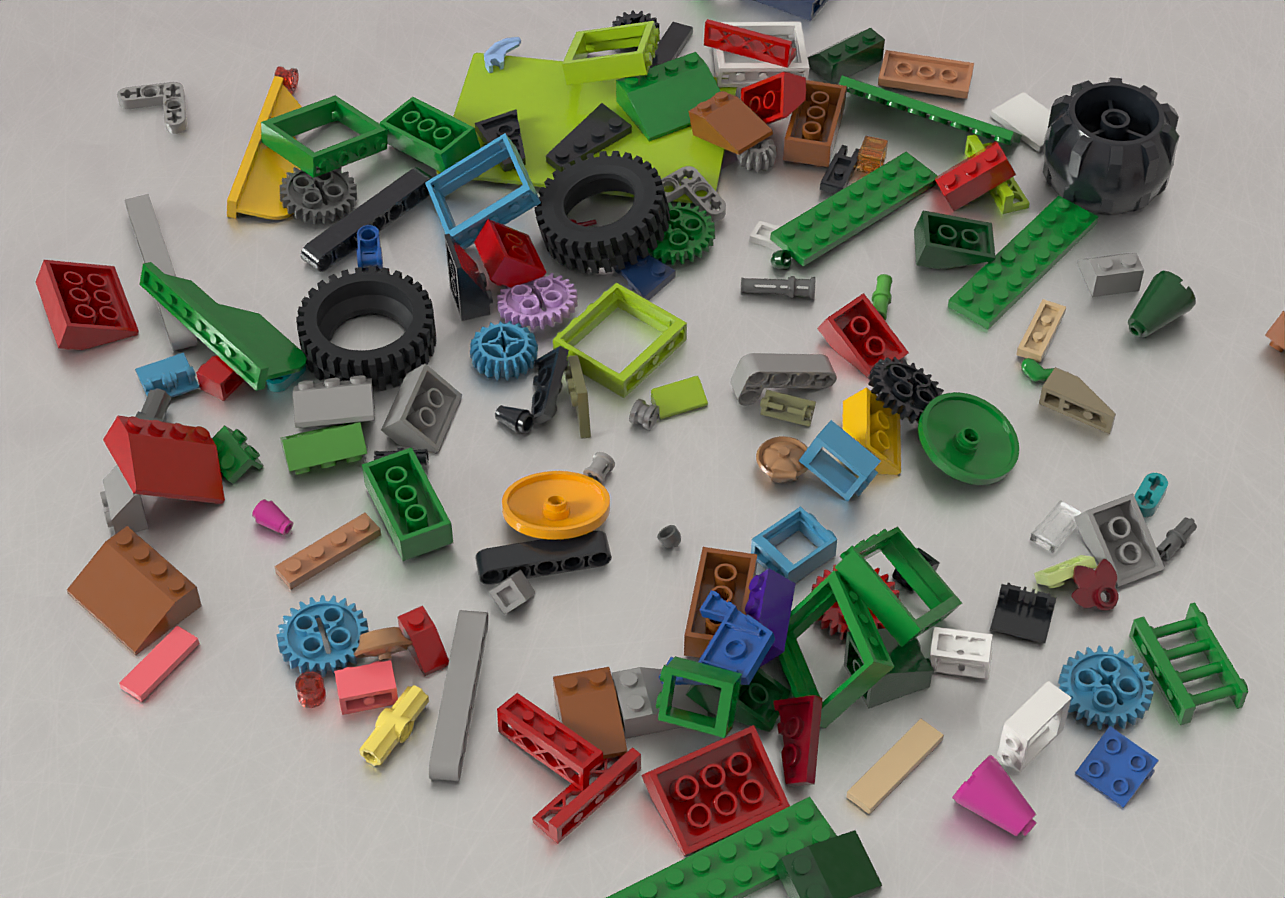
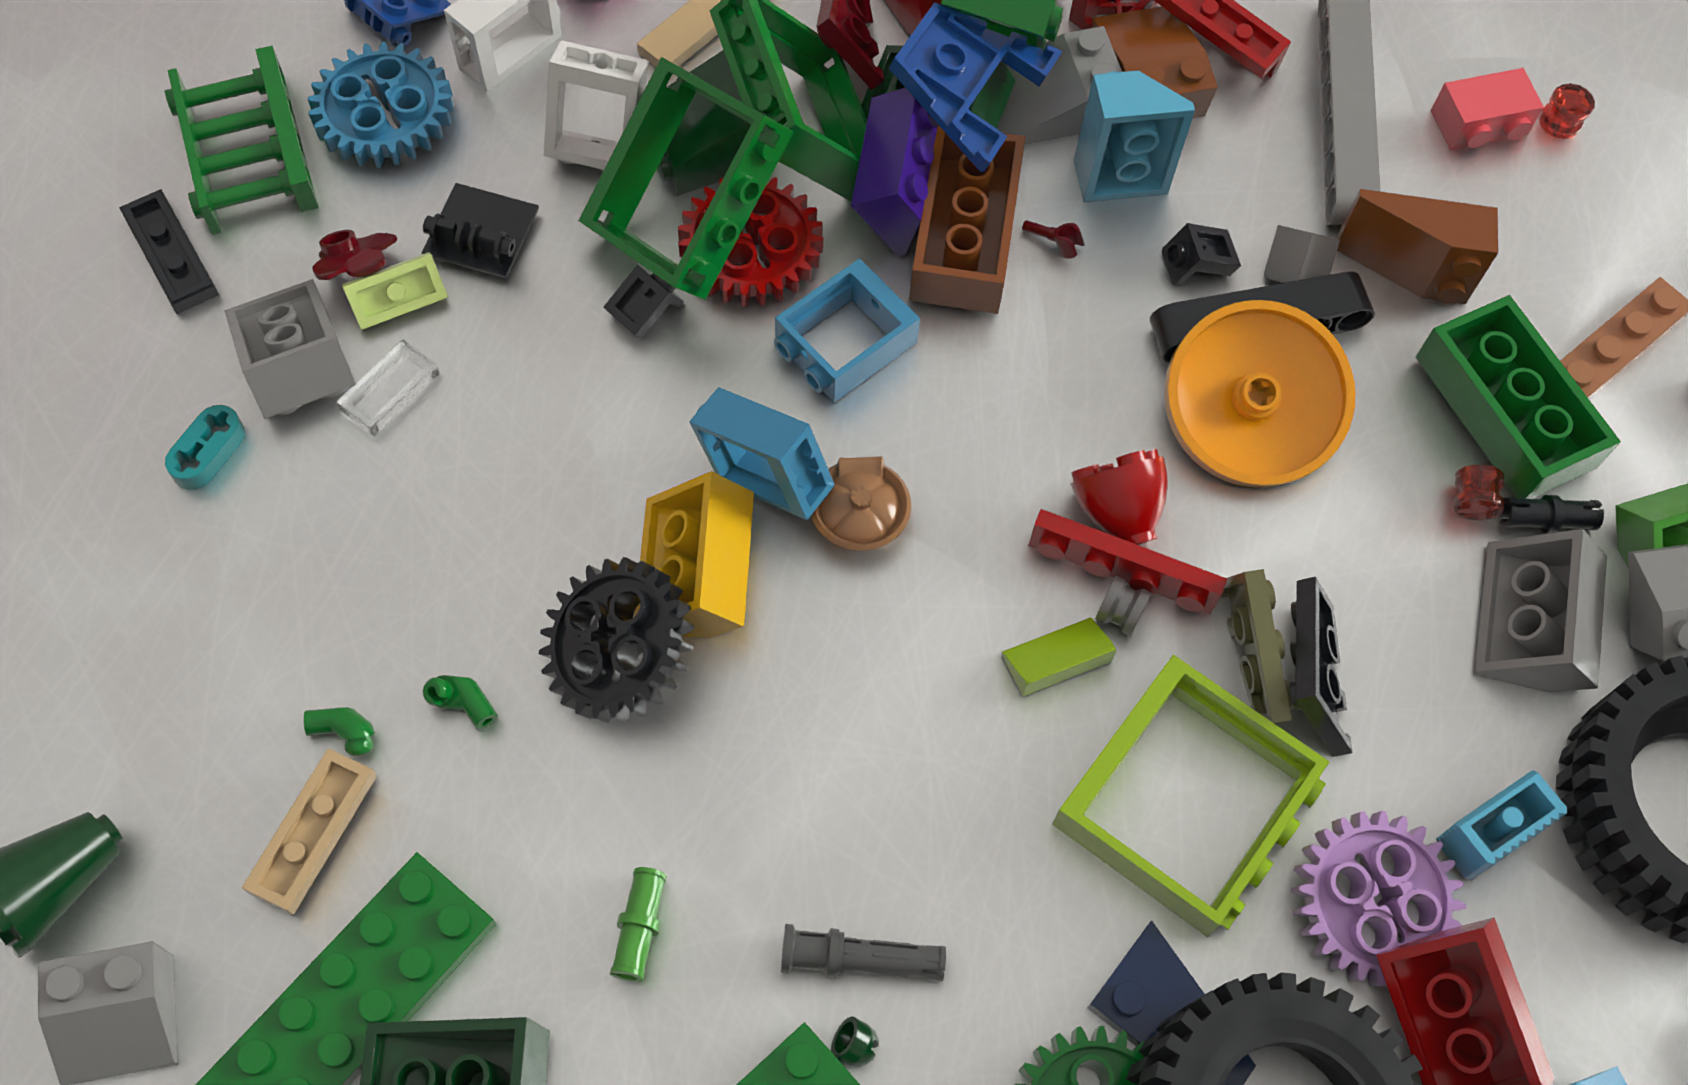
camera: 175 degrees right, 15 degrees up
(301, 635) = (1577, 187): dark azure gear -> none
(382, 643) = (1483, 138): medium nougat piece -> none
(394, 725) = (1429, 59): light yellow piece -> none
(426, 643) = (1425, 173): red slope -> none
(439, 465) = (1479, 492): none -> clear red wheel
(439, 582) = (1422, 242): none -> dark orange slope
(466, 282) = (1554, 909): black slope -> none
(470, 317) = (1502, 825): none -> medium azure brick
(488, 350) = (1431, 739): dark azure gear -> none
(515, 418) = (1364, 600): black cone -> none
(574, 593) = (1200, 250): none -> black bracket
(598, 467) = (1193, 487): light grey bush -> none
(617, 629) = (1130, 137): none -> medium azure slope
(641, 433) = (1140, 567): none -> red plate
(641, 459) = (1124, 498): none -> red piece
(651, 608) = (1065, 236): none -> dark red hand
(669, 536) = (1057, 358): dark grey hinge -> none
(773, 370) = (855, 685): light grey beam -> none
(787, 408) = (828, 616): olive hinge -> none
(861, 335) = (693, 802): red slope -> none
(968, 438) = (514, 534): green dish -> none
(982, 385) = (460, 694): none -> green arm
(1073, 398) = (295, 652): dark tan slope -> none
(1176, 538) = (188, 352): dark grey axle -> none
(1212, 603) = (169, 251): none -> black tile

